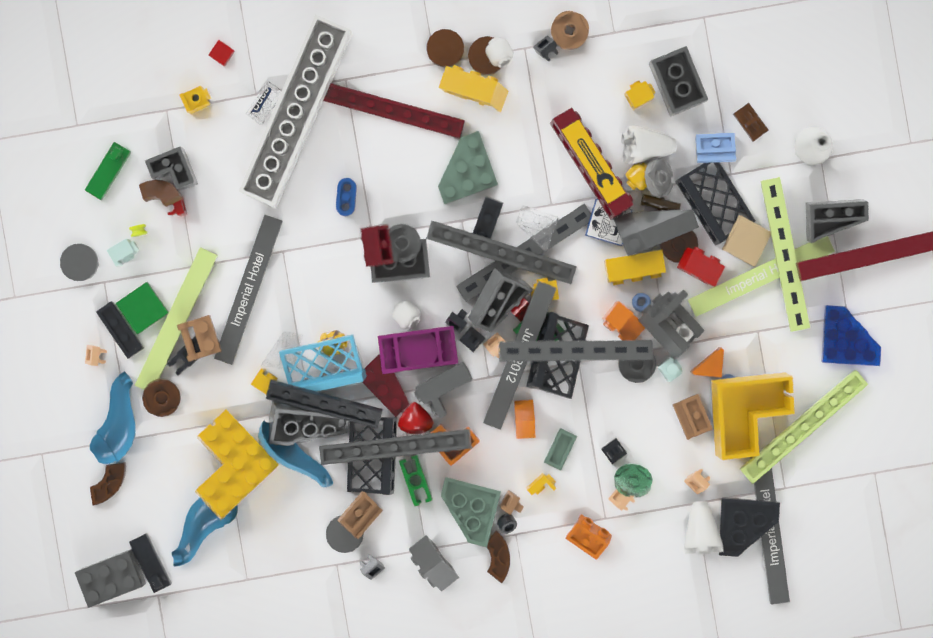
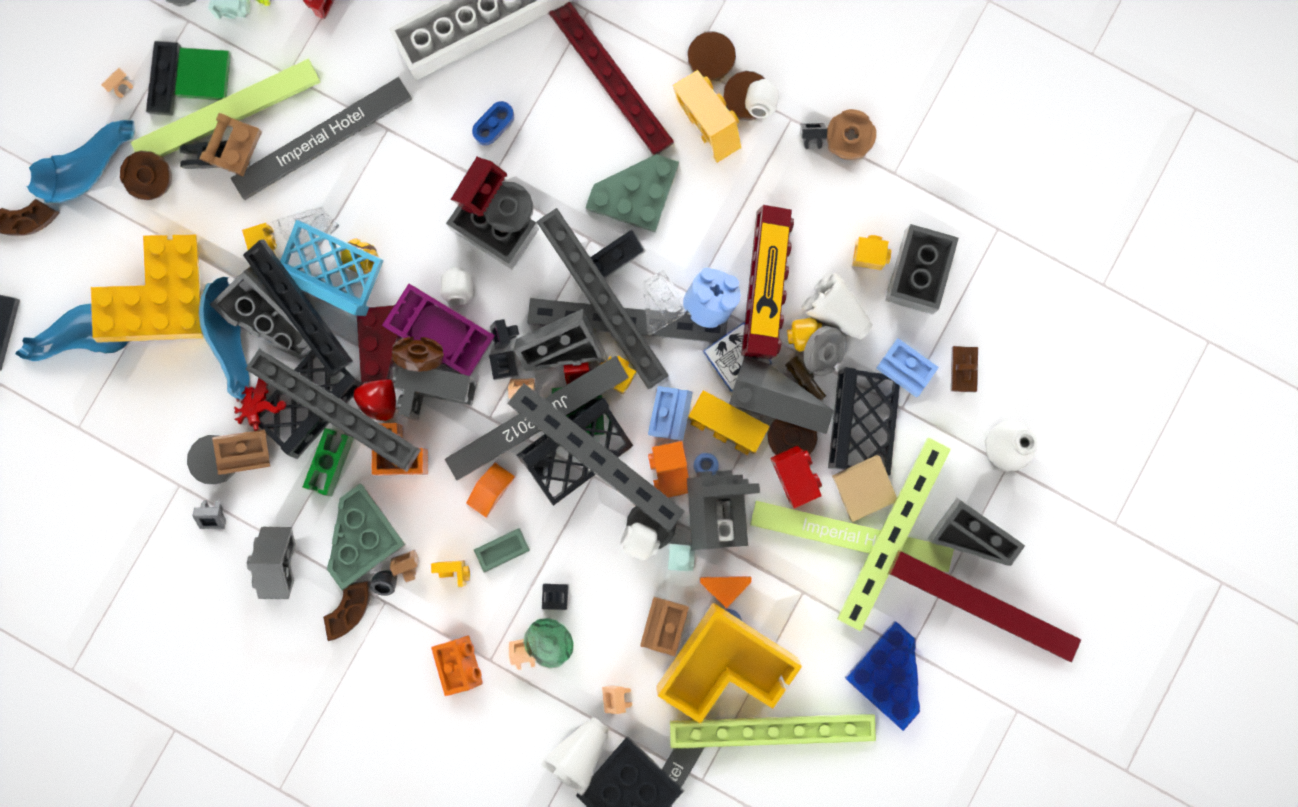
camera: 50 degrees right, 5 degrees down
(343, 483) = (256, 404): none -> red piece
(420, 374) = (417, 354): none -> reddish brown tile
(566, 199) = (712, 297): none -> light blue brick
(596, 288) = (670, 413): none -> light blue plate
(639, 378) = (640, 541): none -> white head

